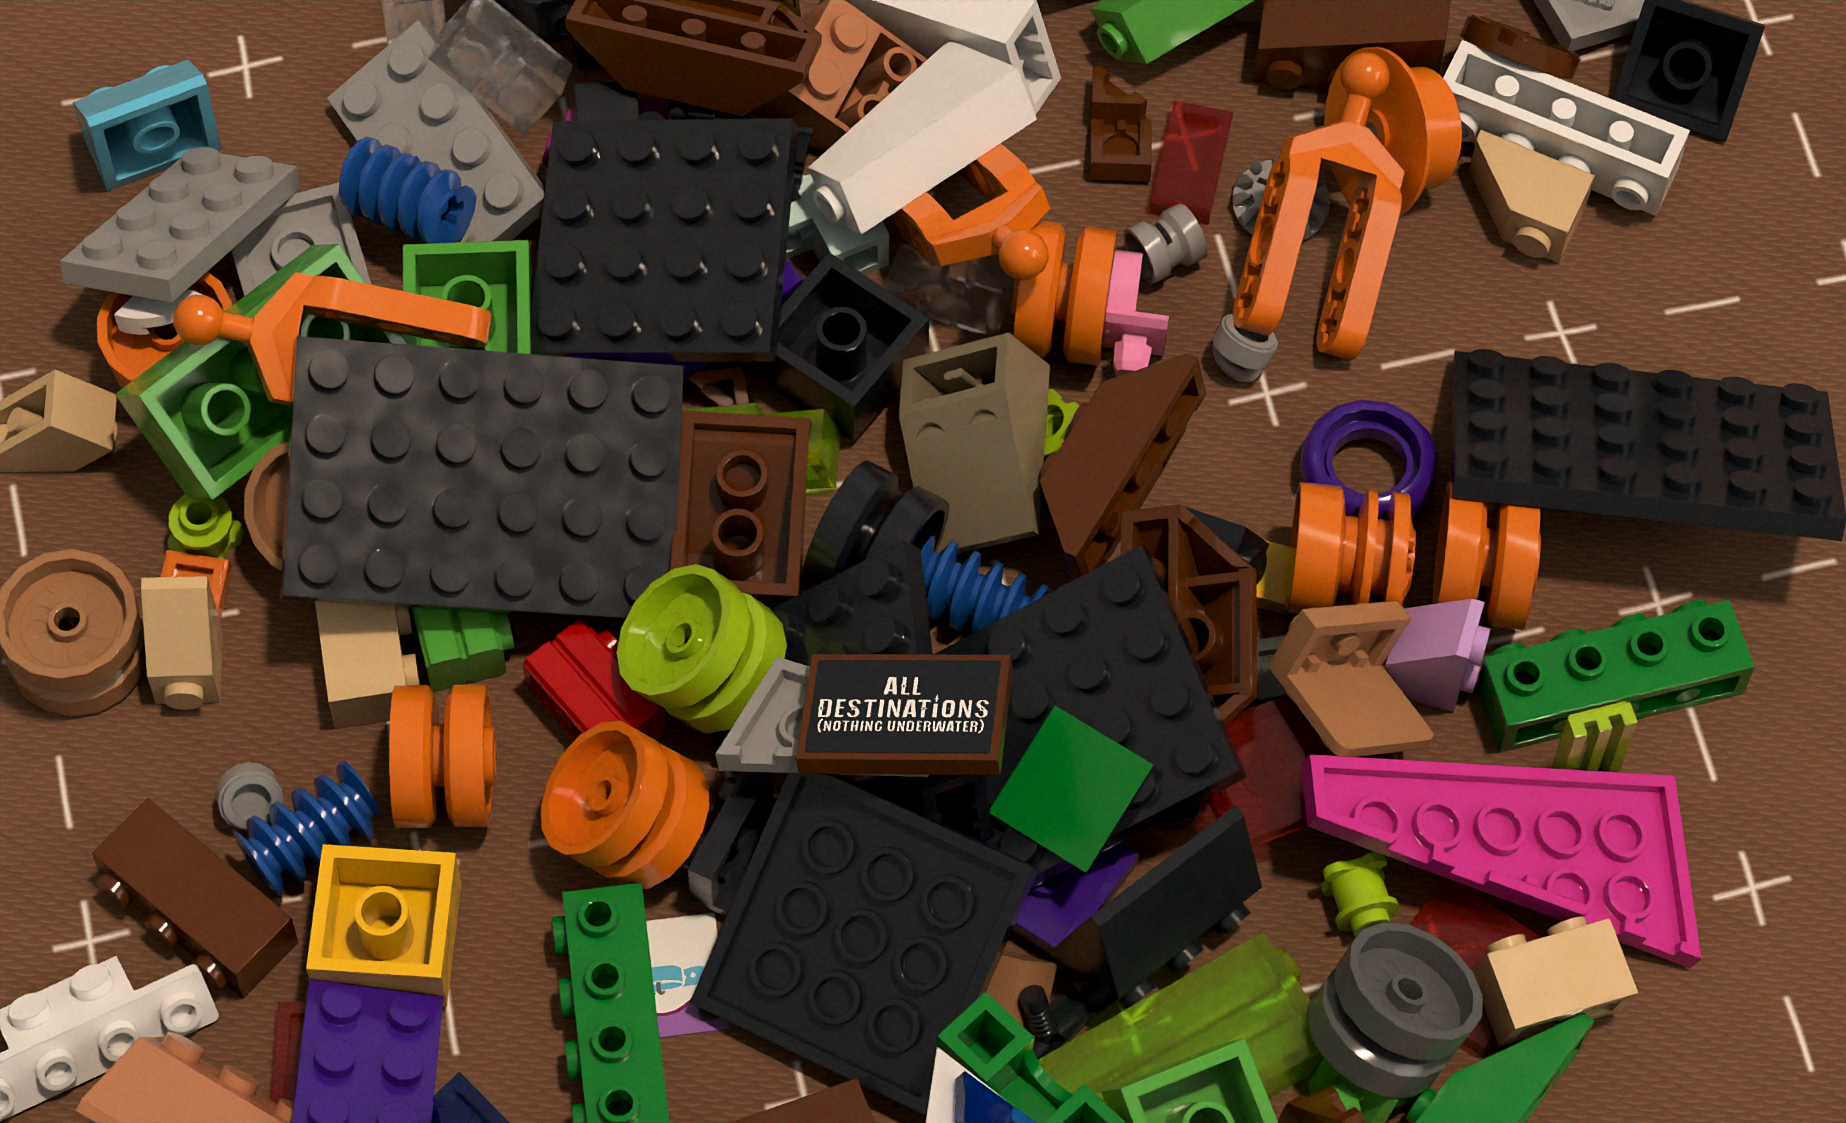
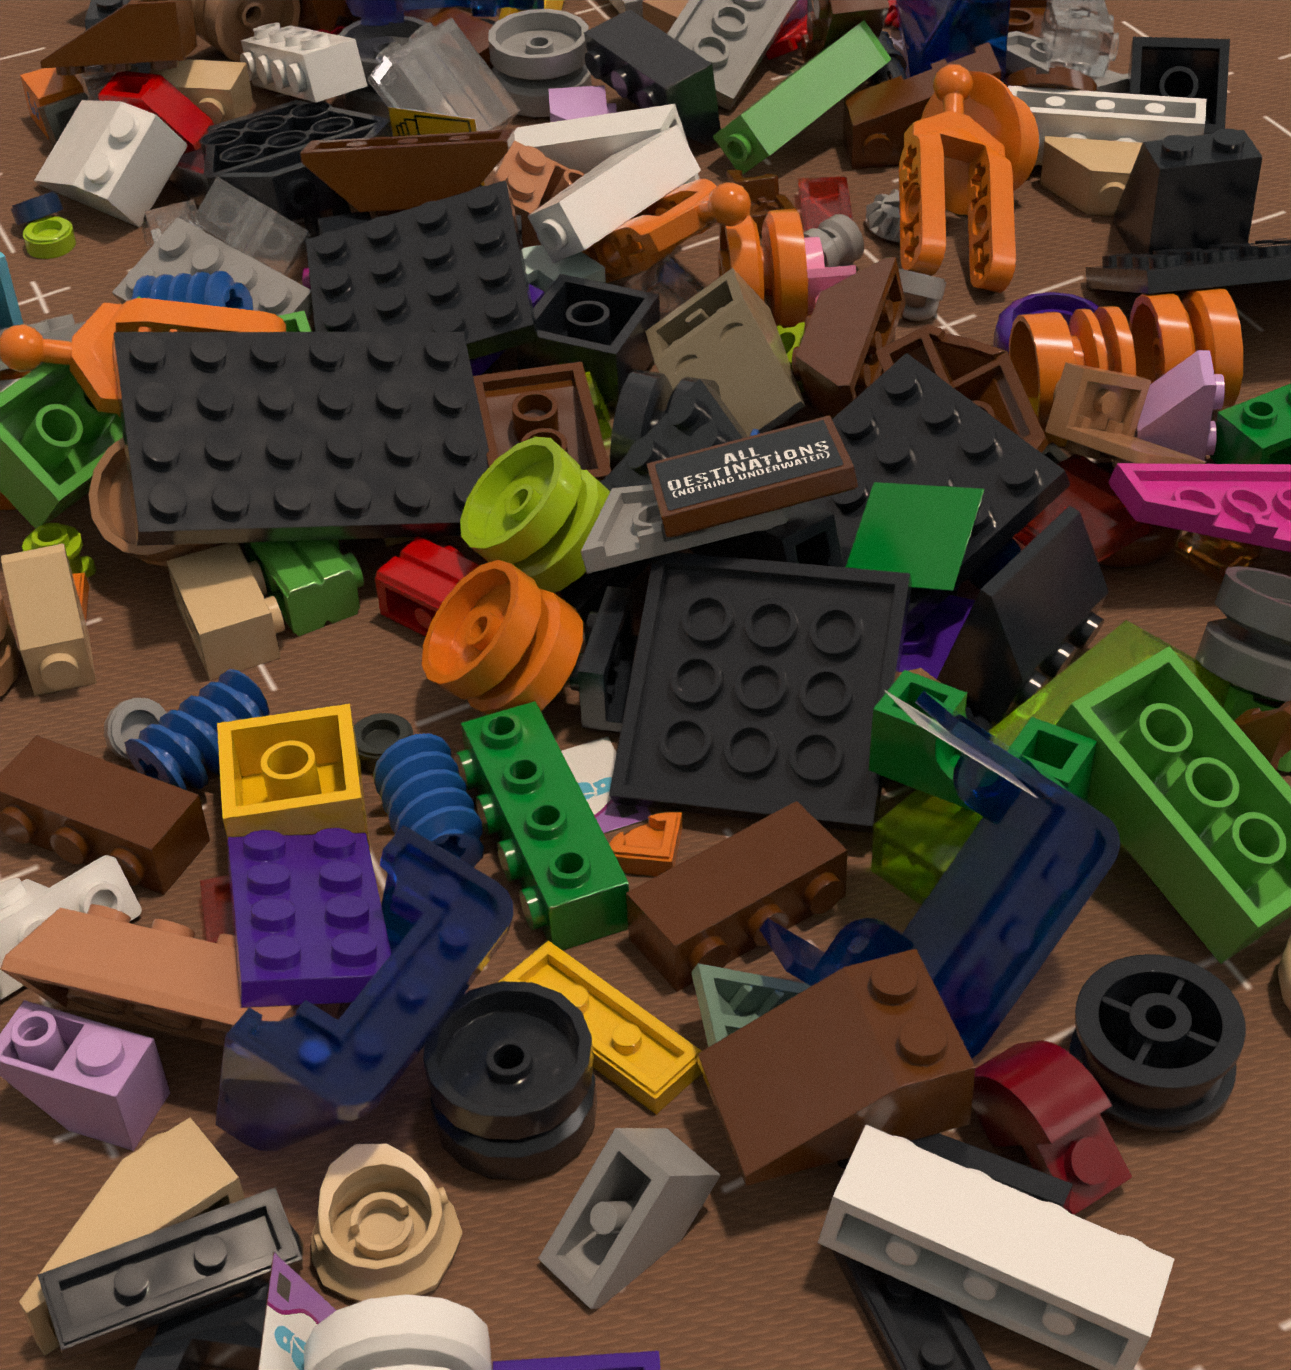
camera: 10 degrees left, 20 degrees down
(447, 756) = (318, 648): orange wheel -> none
(489, 867) = (377, 734): none -> pearl dark grey tile
(506, 980) = (425, 793): none -> blue piece
(713, 1068) = (651, 846): none -> orange tile
(1359, 892) = (1188, 591): lime brick -> none
(1598, 305) = (1190, 192): none -> black slope

